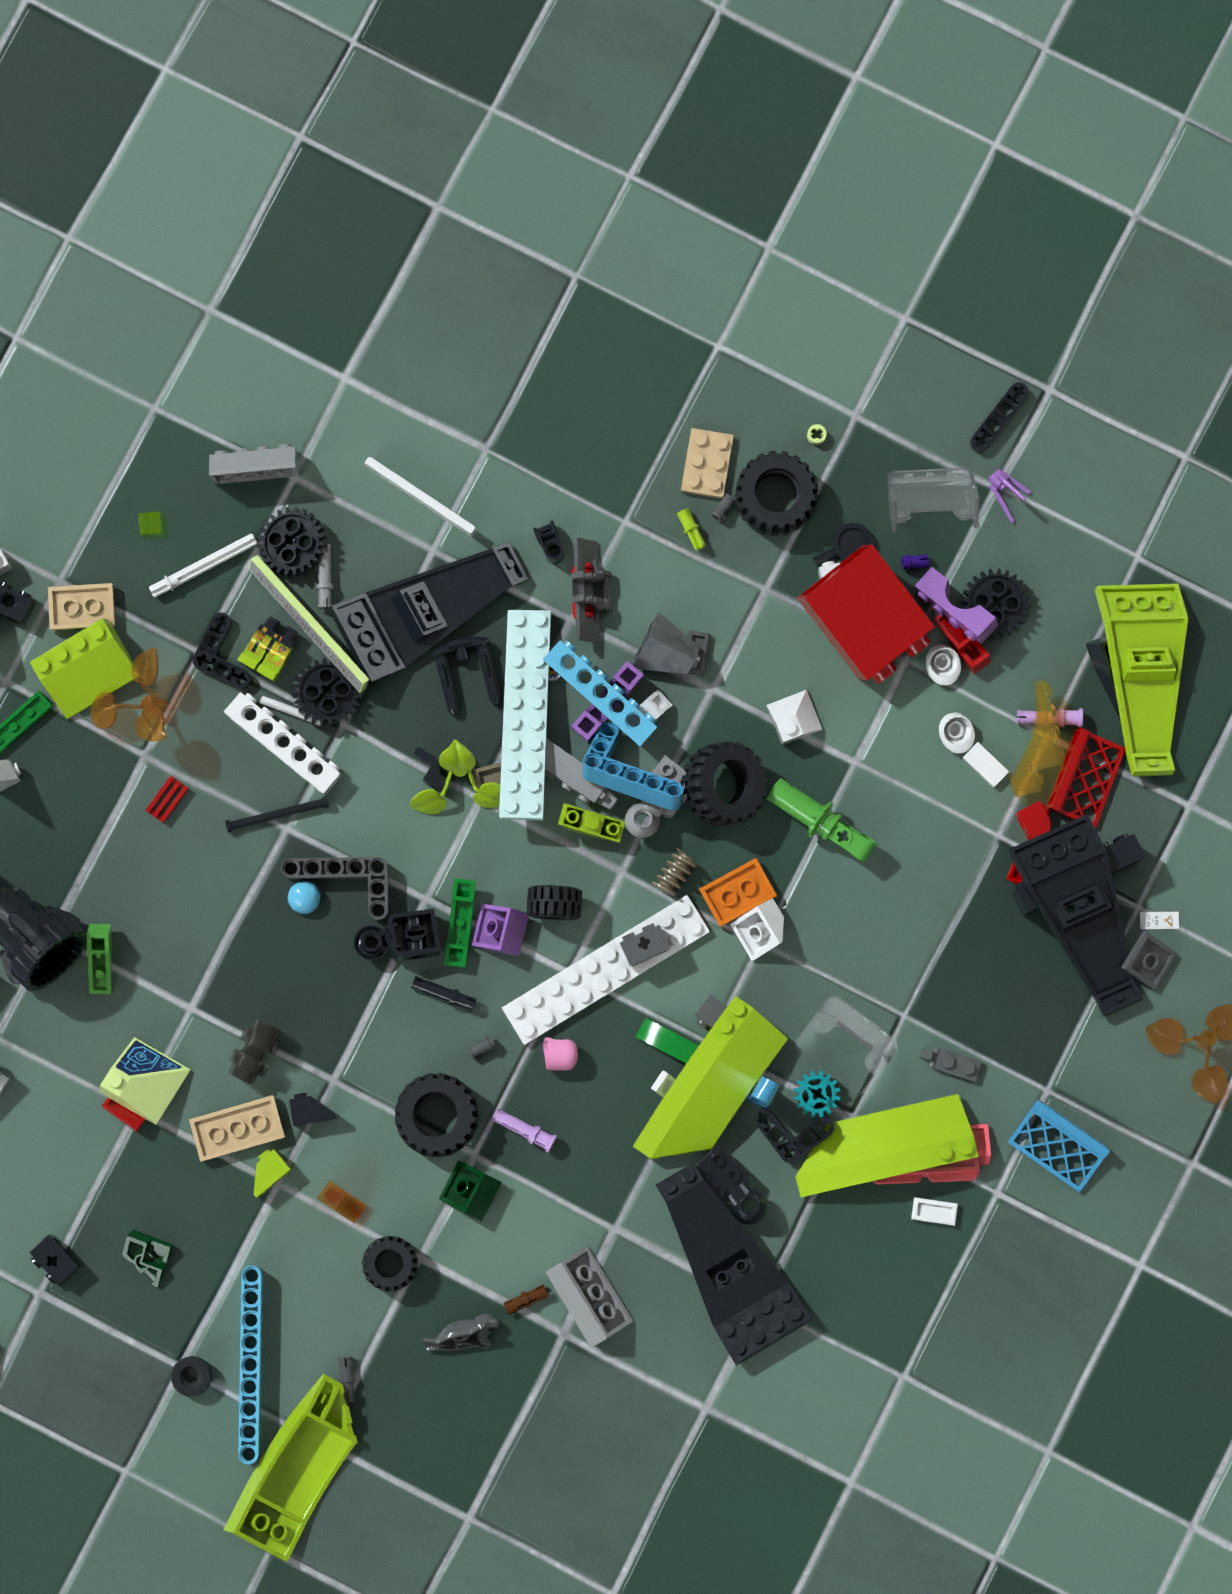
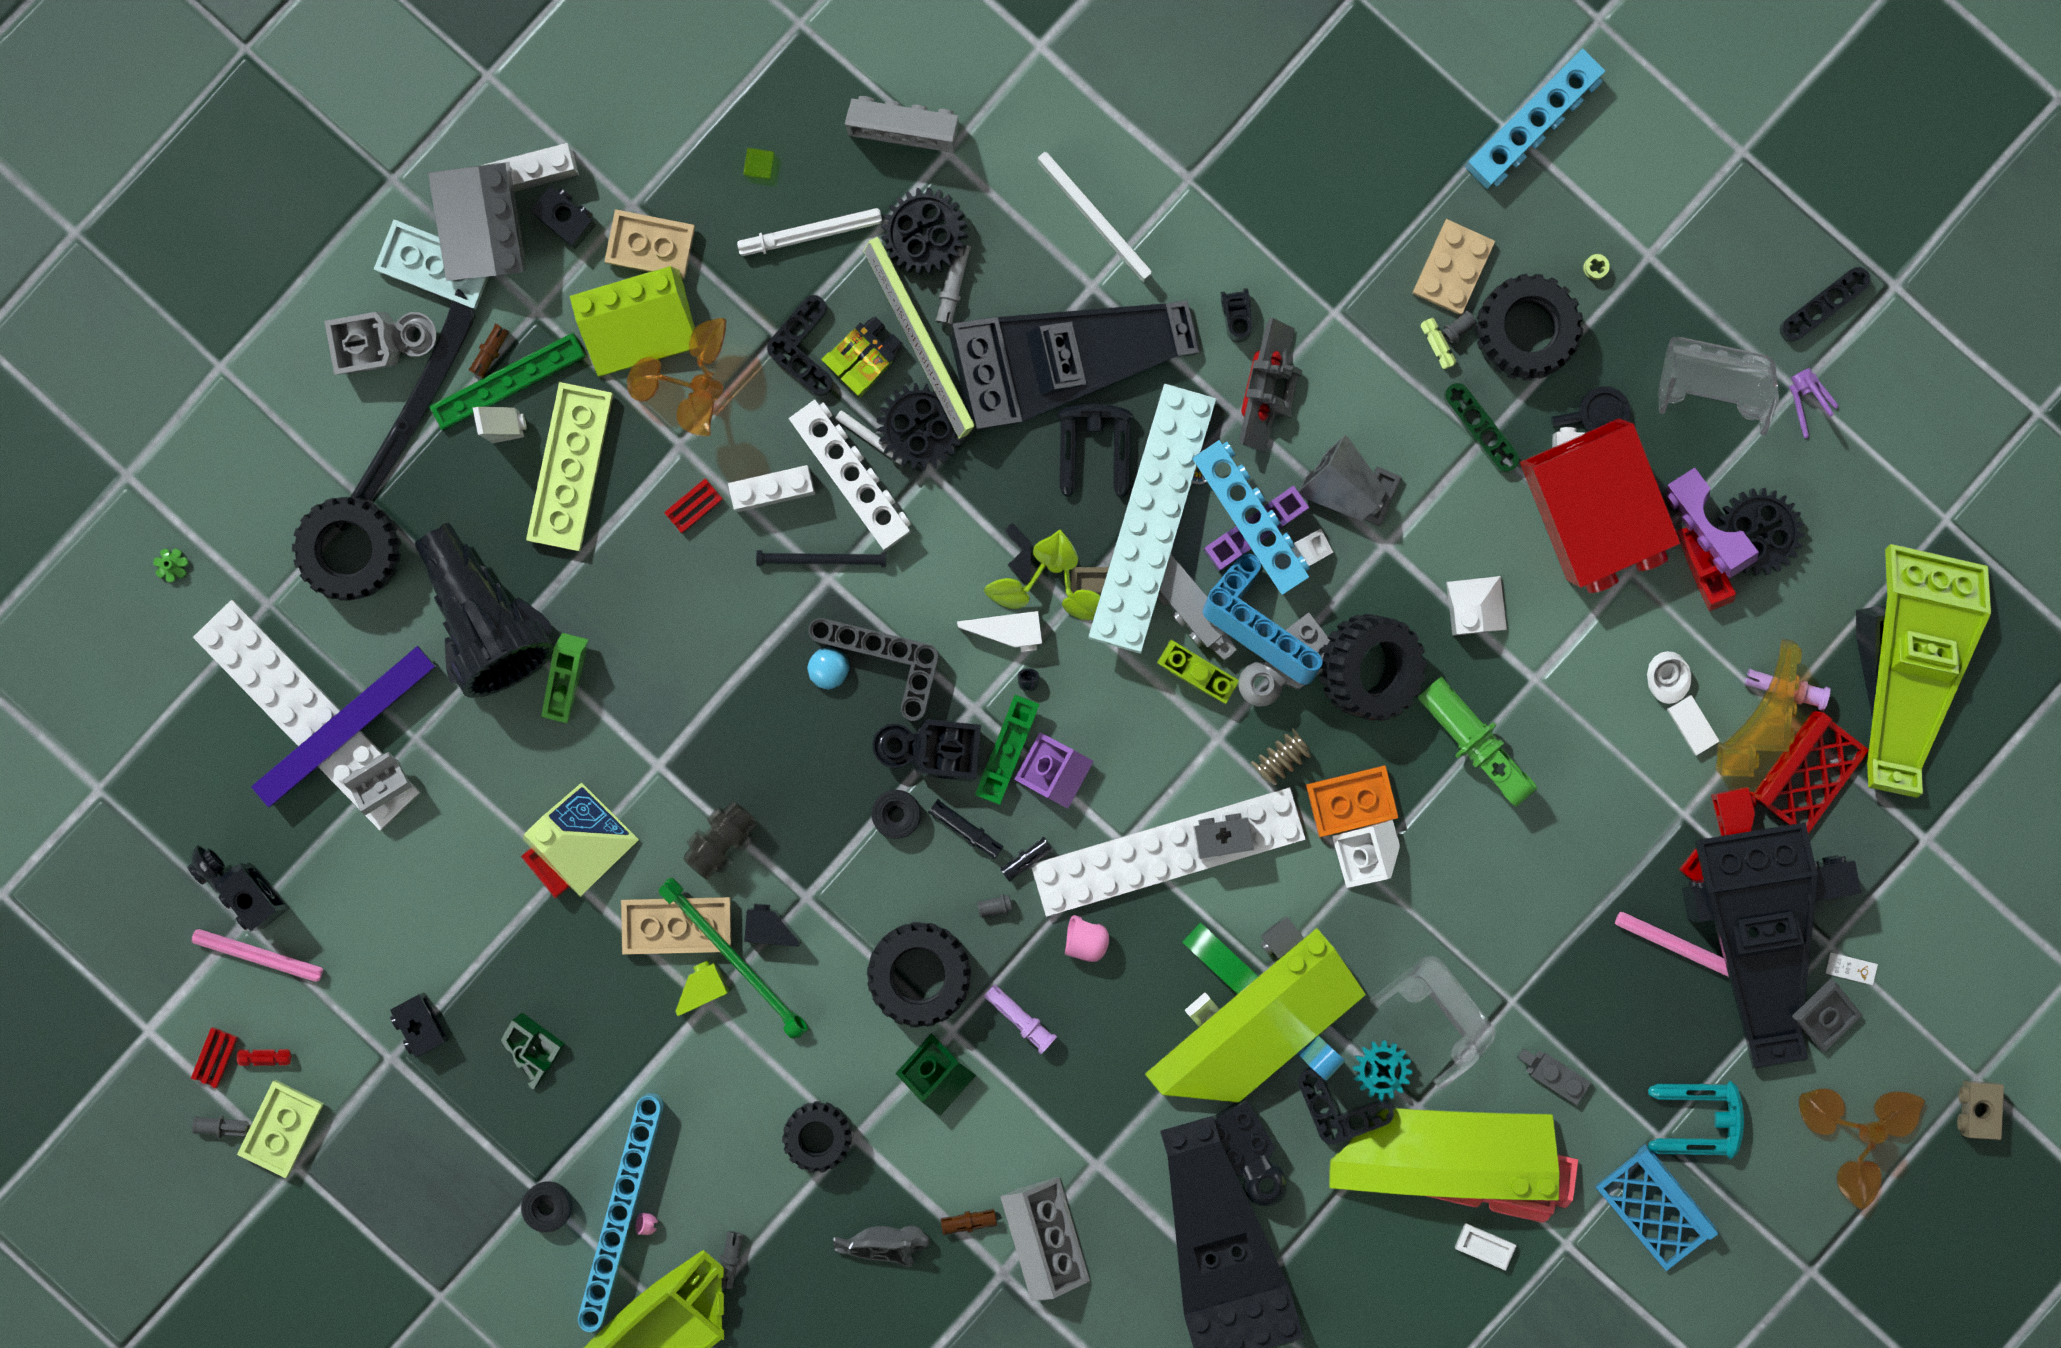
camera: 20 degrees right, 5 degrees up
(62, 794) = (569, 466): none -> yellowish green plate
(224, 769) = (771, 488): none -> white brick
(272, 1369) = (645, 1224): none -> bright pink hinge
(341, 1201) = (778, 1047): clear orange slope -> none
(349, 1181) = (794, 1024): none -> green hinge
(386, 1008) = (911, 814): none -> black tyre
(440, 829) = (1012, 630): none -> white slope
(462, 865) = (1028, 674): none -> black hinge
(497, 1004) = (1026, 859): none -> black pin
(554, 902) = (1127, 756): black tyre -> none
(691, 529) = (1413, 343): lime axle -> none
(711, 524) = (1438, 343): none -> yellowish green axle
(763, 577) = (1477, 431): none -> dark green beam
(764, 287) = (1581, 67): none -> medium azure brick
(912, 562) = (1675, 455): dark purple pin -> none
(943, 664) = (1675, 590): white hat -> none
(1014, 936) = (1671, 942): none -> bright pink axle
(1097, 1061) = (1732, 1119): none -> teal piece

